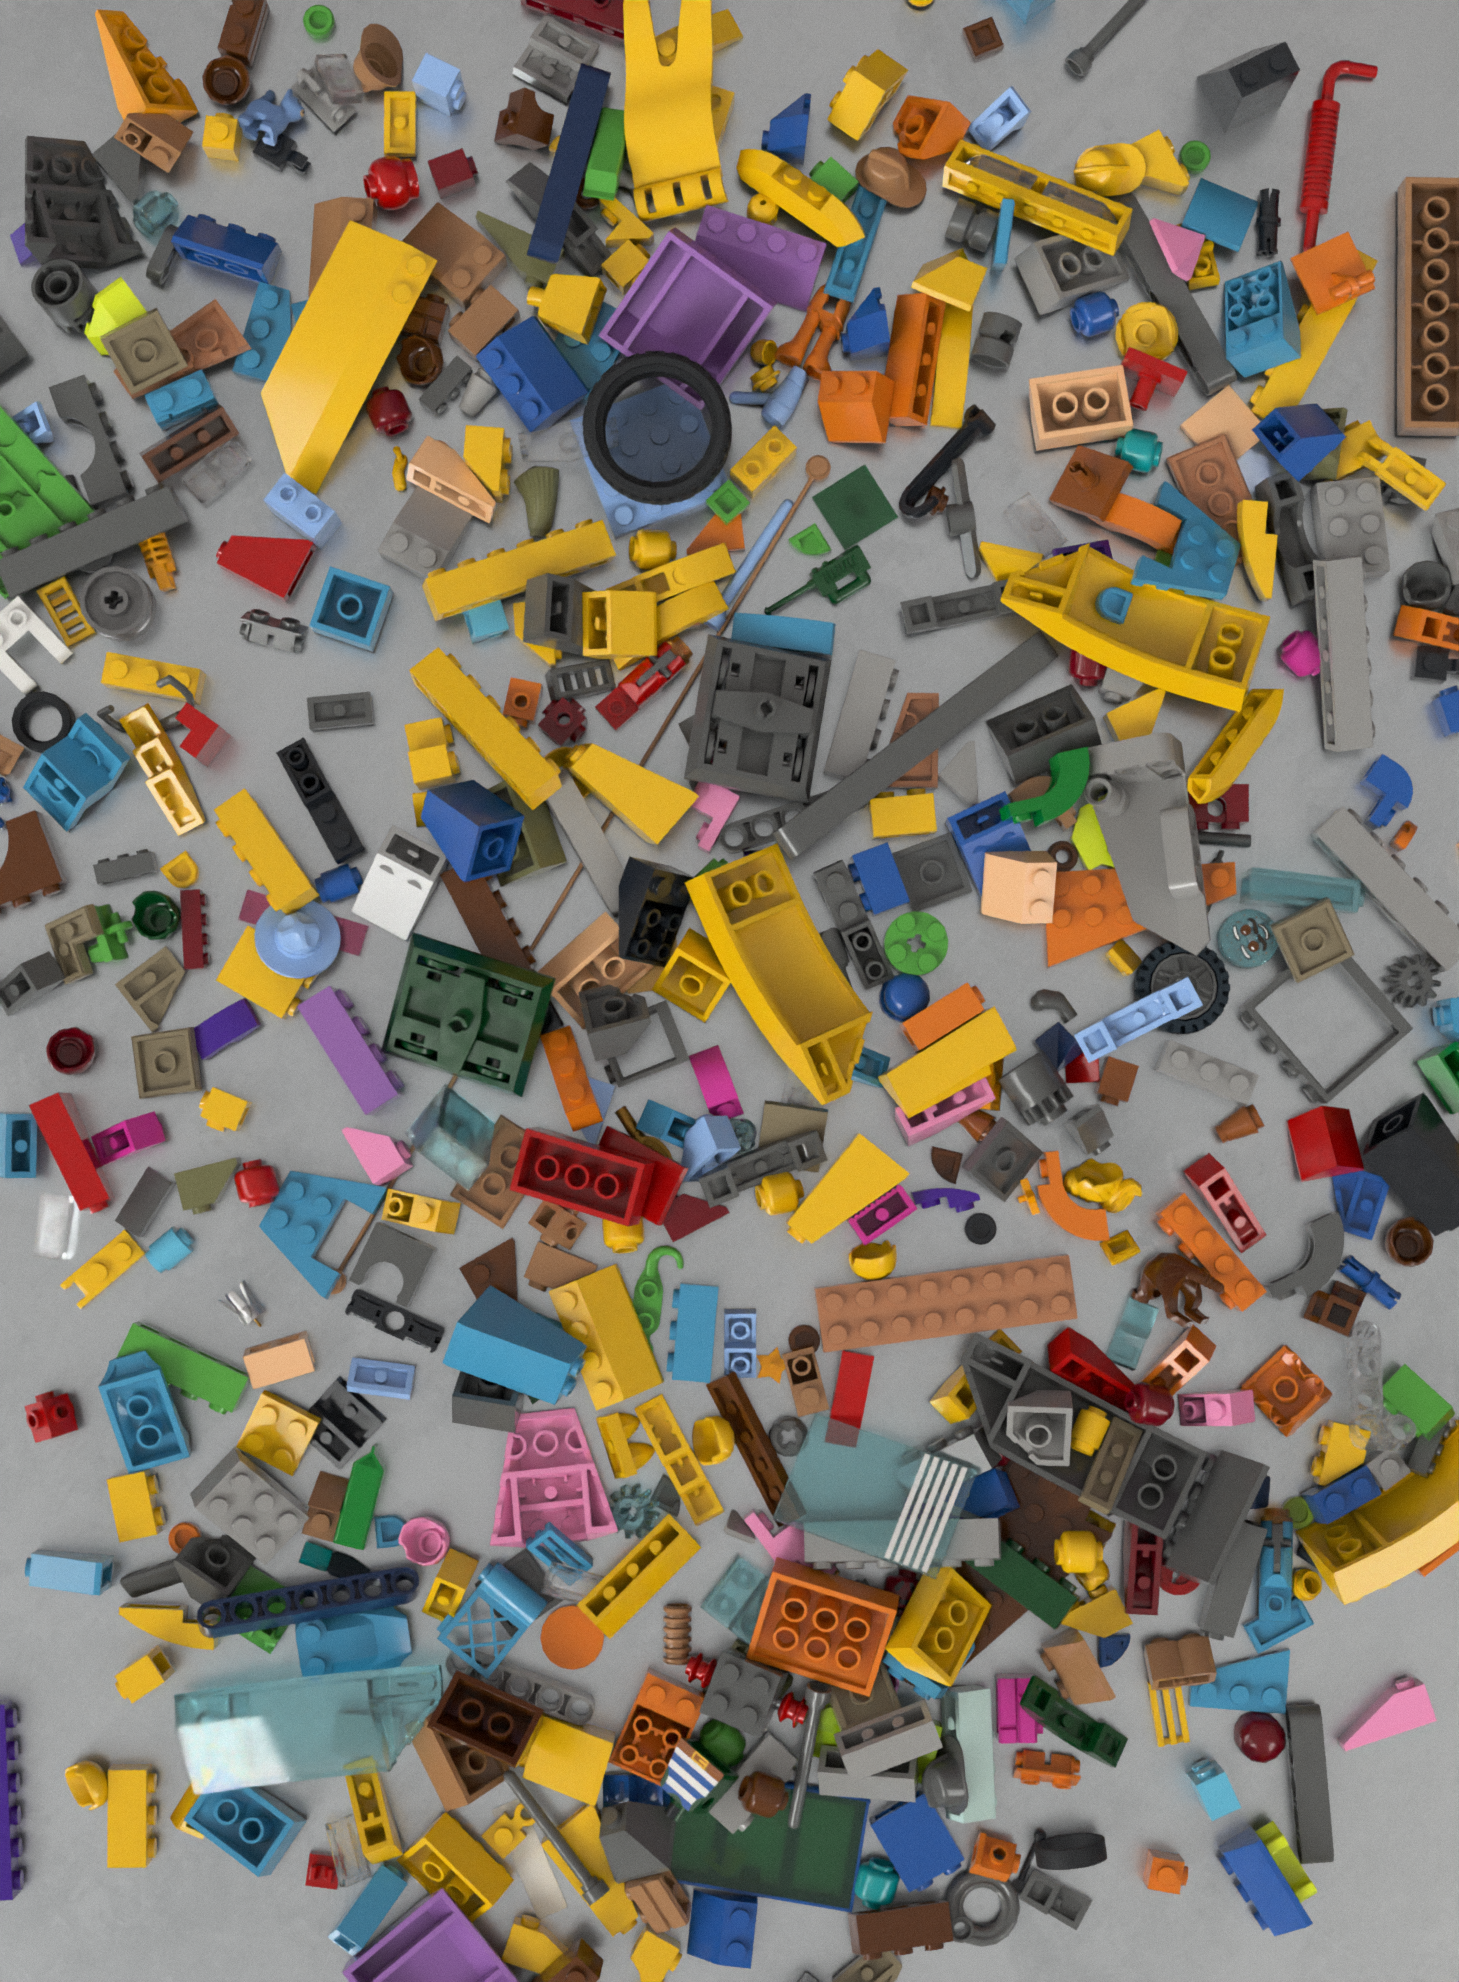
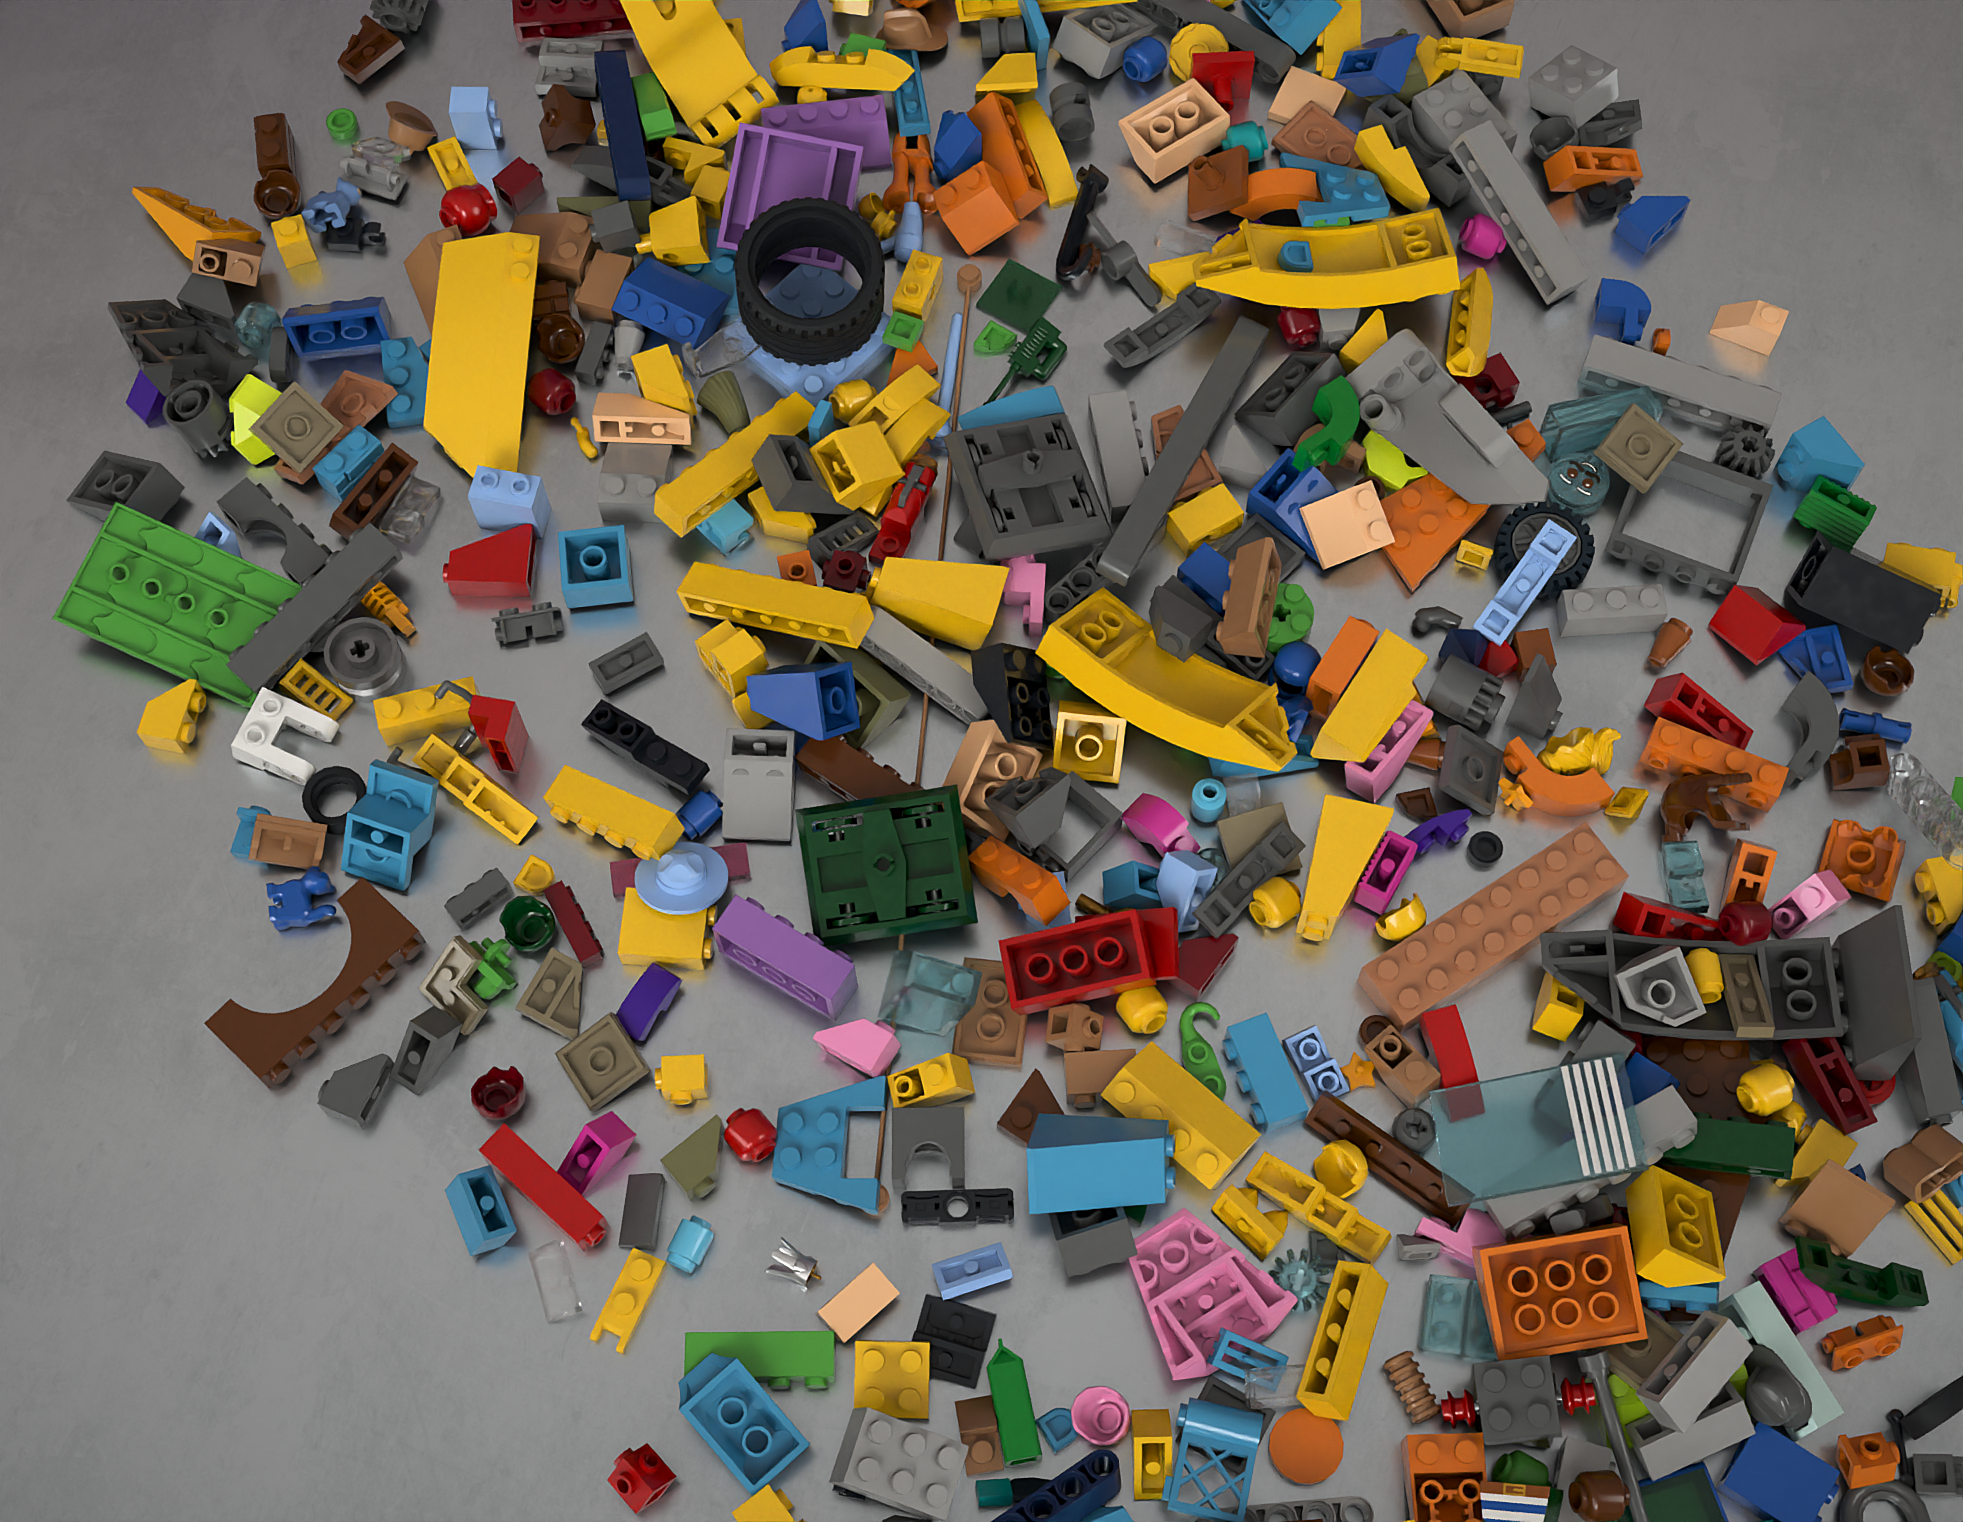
camera: 20 degrees left, 20 degrees down
(513, 276) = (614, 226): none -> dark grey brick
(606, 570) = (821, 422): none -> dark azure tile
(758, 1078) = (1208, 800): none -> medium azure brick
(819, 914) = (1177, 624): none -> dark grey slope
(862, 1578) = (1578, 1215): none -> dark grey piece
(880, 1039) = (1297, 714): none -> blue arm
(889, 927) = (1250, 599): none -> medium nougat slope

